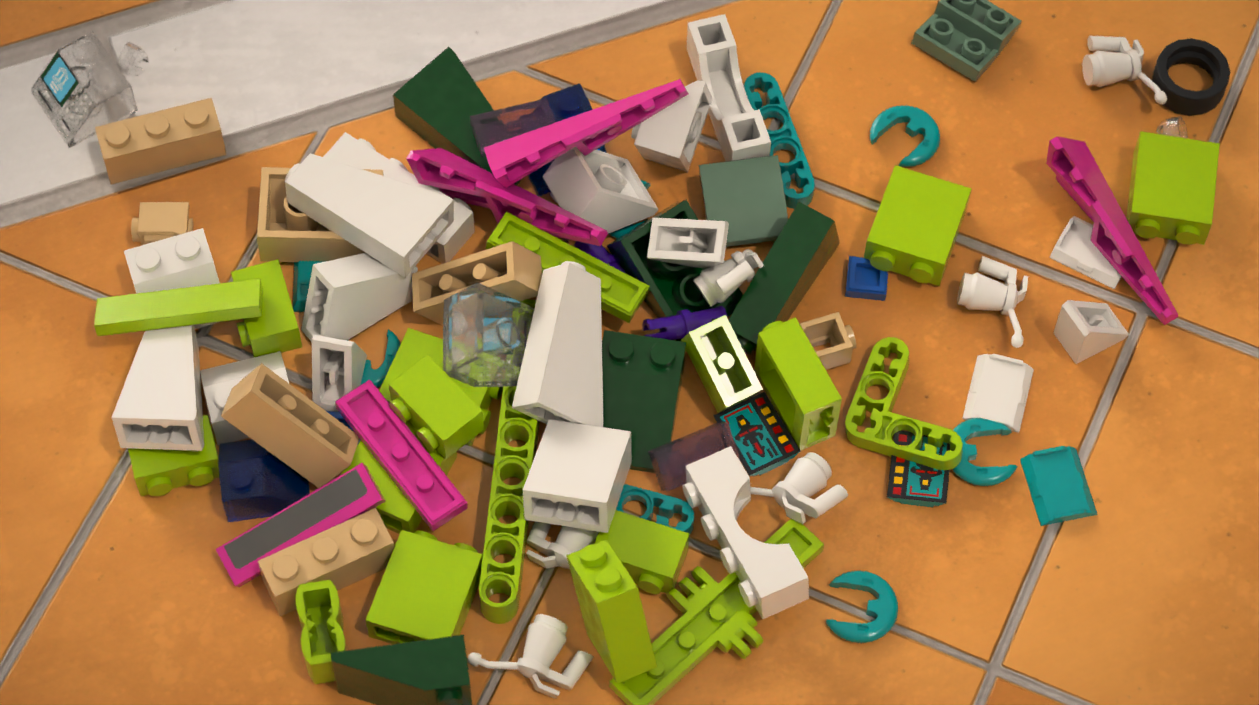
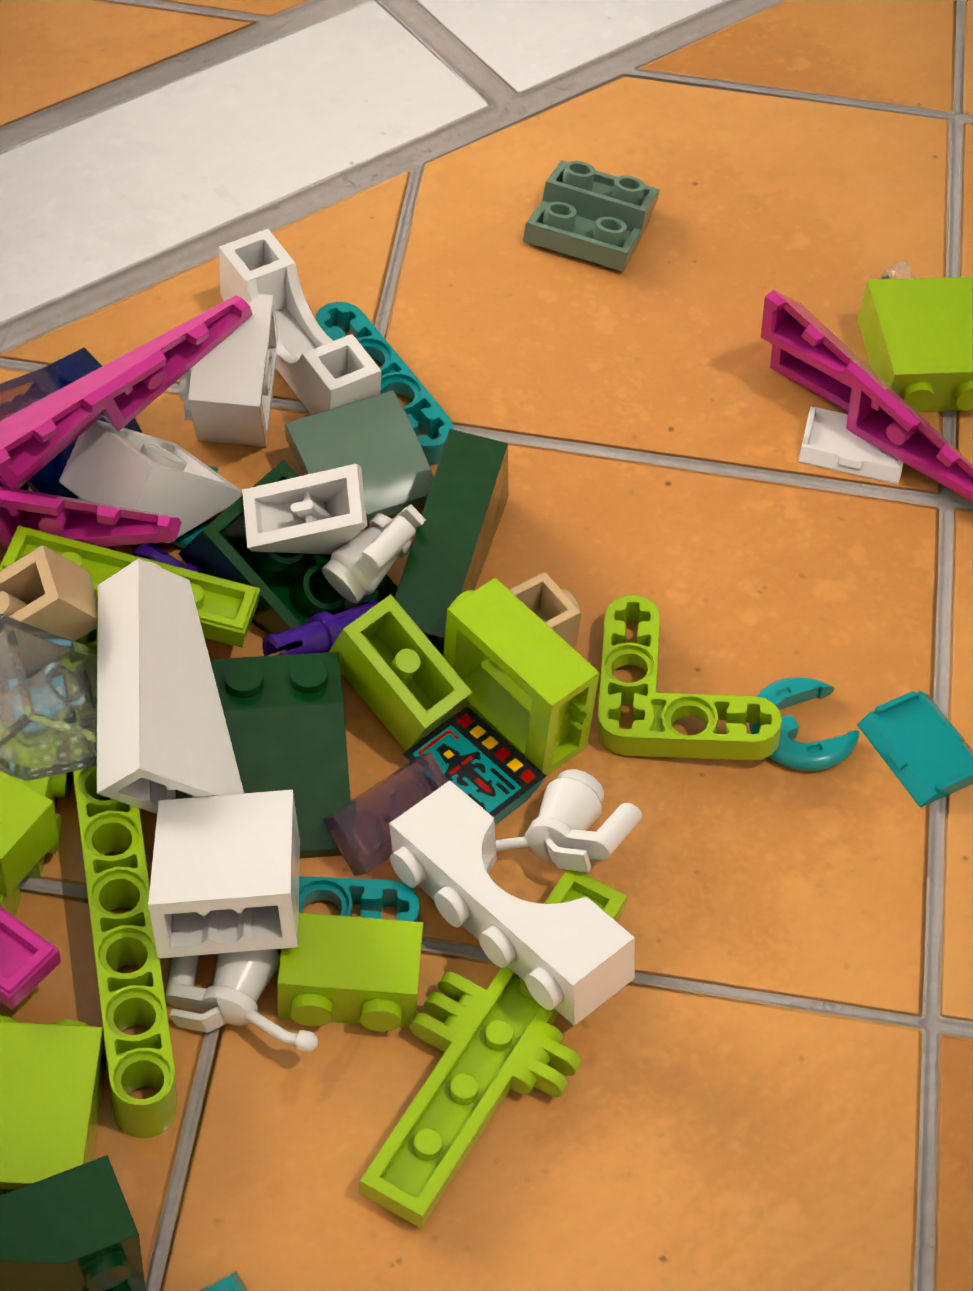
camera: 20 degrees left, 10 degrees down
(542, 645) = (234, 1151): white piece -> none
(612, 611) = (341, 1062): lime brick -> none
(865, 280) = (562, 532): blue tile -> none
(883, 609) = (740, 973): teal head -> none
(916, 483) = (726, 785): piece -> none
(917, 225) = (612, 449): lime brick -> none
(918, 123) = (565, 331): teal head -> none
(984, 293) = (744, 510): white piece -> none
(999, 390) = (794, 638): white piece -> none
(1087, 329) = (884, 537): white slope -> none
(1109, 67) = (794, 216): white piece -> none
(1197, 53) = (907, 192): black tyre -> none

